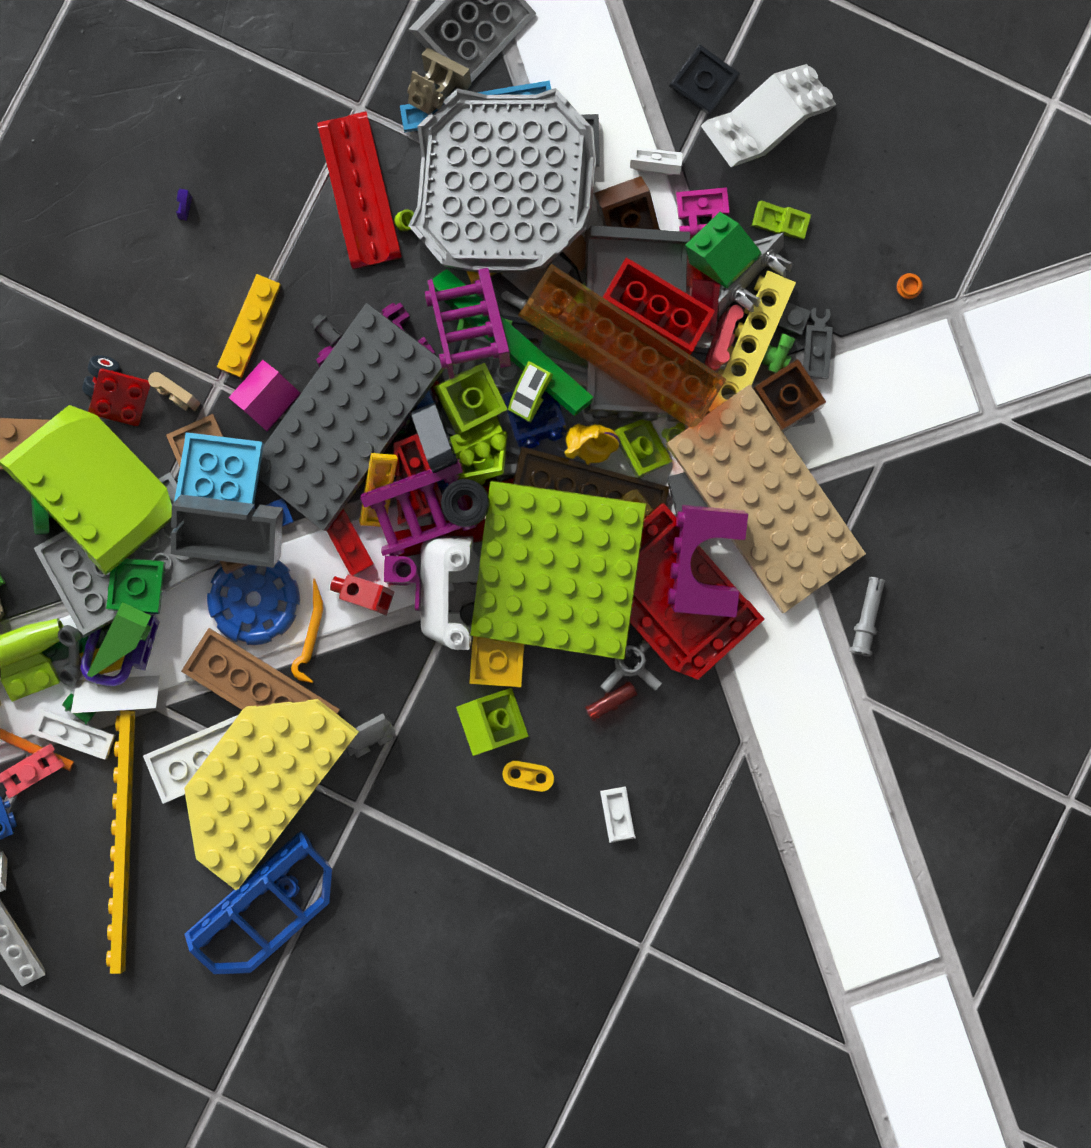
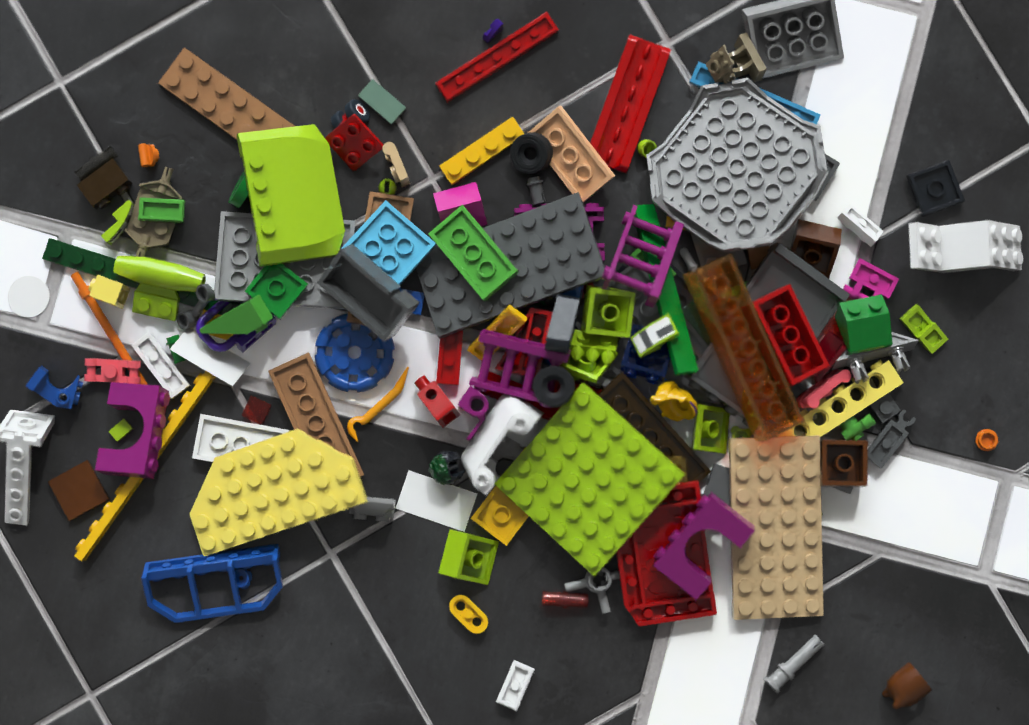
camera: 35 degrees right, 0 degrees up
(73, 907) = (78, 490): none -> reddish brown tile
(76, 822) = (121, 430): none -> lime piece
(112, 835) = (141, 458): none -> magenta arch
(121, 342) = (382, 102): none -> sand green tile
(184, 416) = (392, 186): none -> lime hinge
(195, 716) = (256, 410): none -> clear red plate
(204, 227) = (497, 57): none -> red tile
(284, 302) = (540, 144): none -> black tyre
(304, 426) = (473, 253): none -> bright green plate
(335, 272) = (573, 155): none -> light nougat plate
(413, 652) = (444, 469): none -> piece
(426, 689) = (435, 501): none -> white sticker
(988, 569) = (906, 687): none -> reddish brown piece

